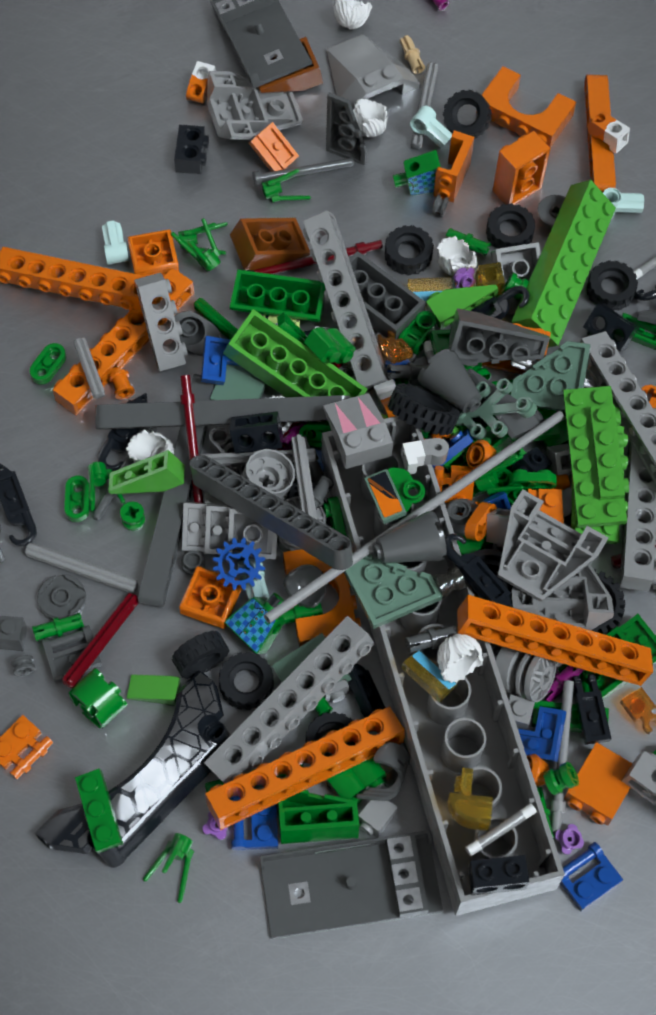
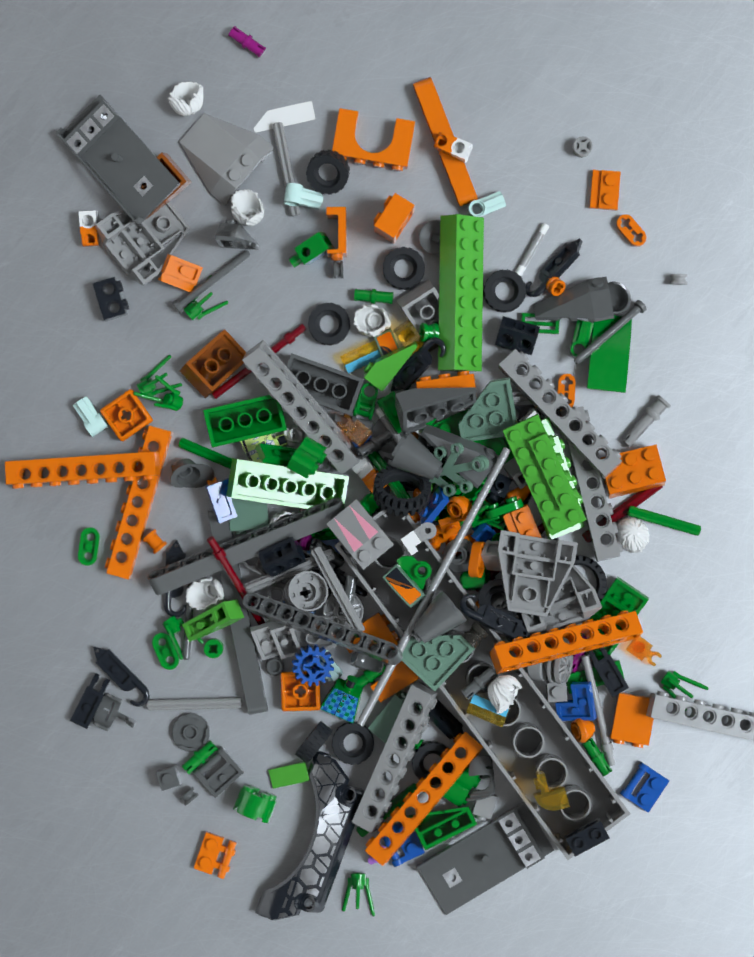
camera: 15 degrees left, 25 degrees up
(89, 368) = (126, 545): light grey axle -> none
(98, 810) = (295, 887): green plate -> none
(100, 640) = (237, 757): dark red axle -> none
(148, 289) = (165, 488): light grey brick -> none
(333, 511) = (372, 607): green plate -> none
(412, 54) = (255, 119): tan axle -> none
(450, 65) = (287, 115): none -> white sticker
(464, 277) = (385, 340): medium lavender plate -> none
(500, 830) = (577, 801): light grey bar -> none
(561, 778) = (602, 733): green wheel -> none
(575, 835) = (623, 771): medium lavender plate -> none

